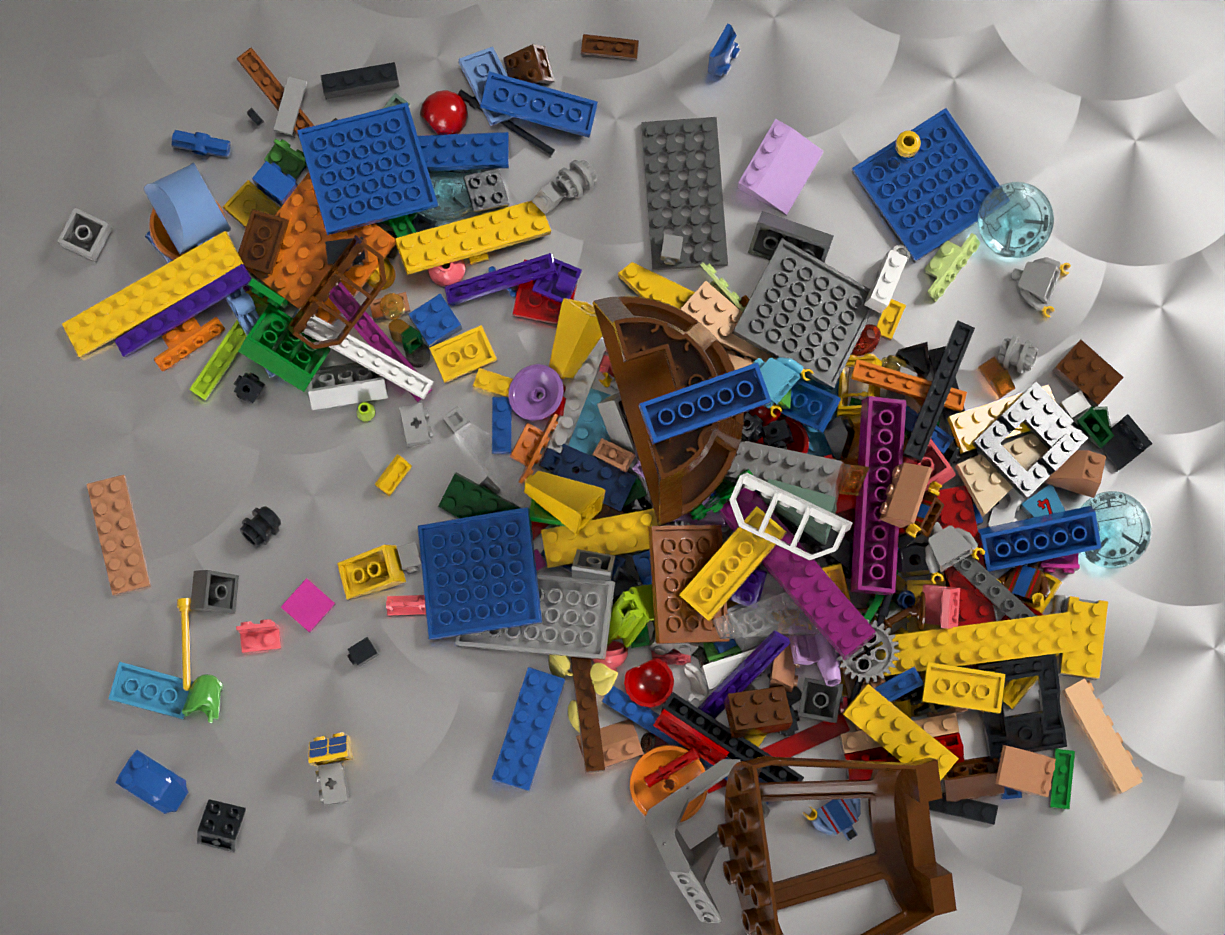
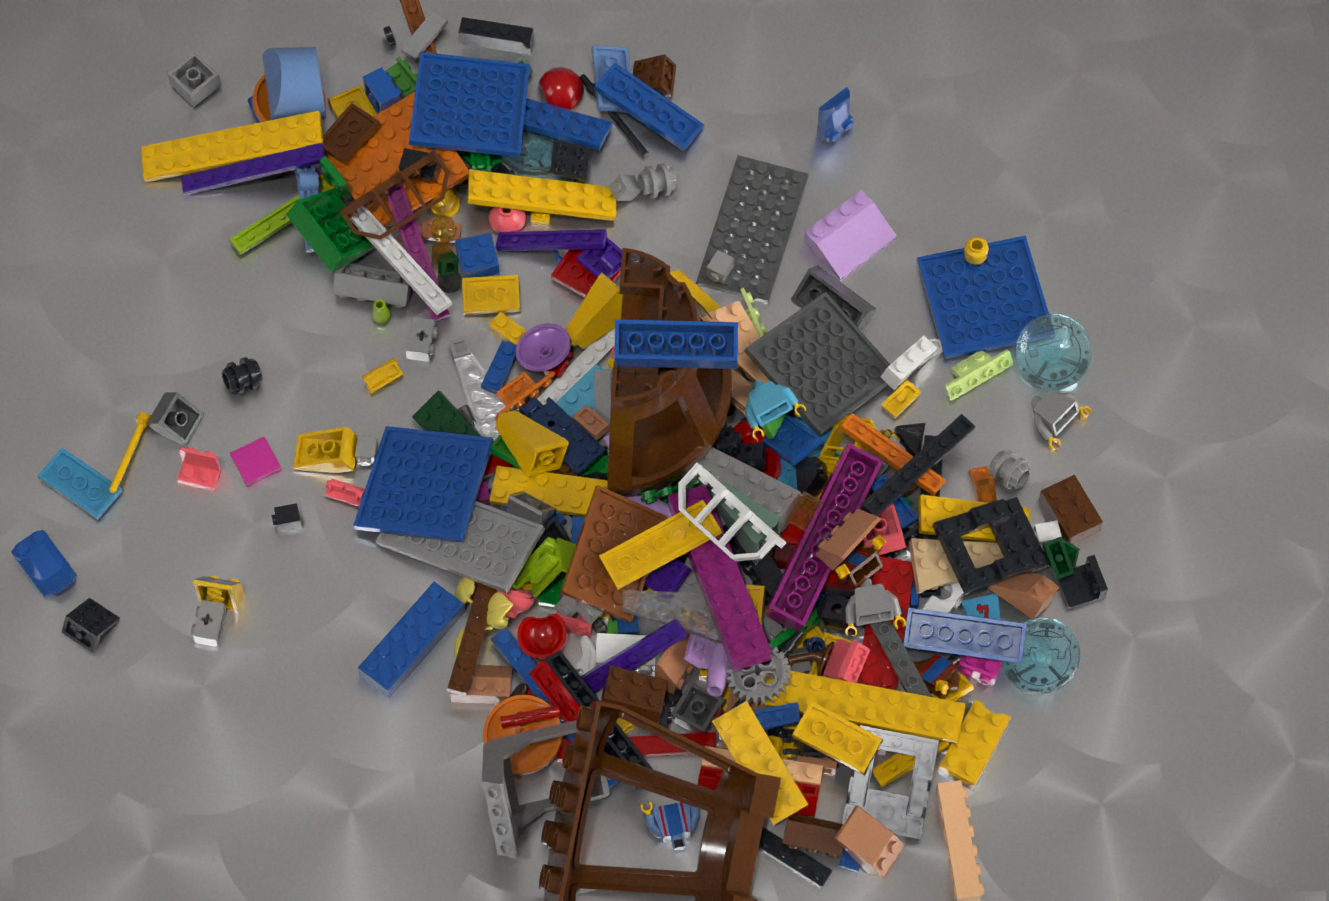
camera: 20 degrees right, 15 degrees down
(118, 535) = (111, 341): nougat plate -> none
(186, 339) = (246, 198): orange bracket -> none
(201, 143) = (331, 41): blue piece -> none
(204, 696) = (124, 503): bright green hair -> none
(254, 389) = (283, 254): black brick -> none
(609, 47) = (734, 83): reddish brown plate -> none
(865, 343) = (869, 410): clear red piece -> none
(1062, 779) = (904, 868): green plate -> none

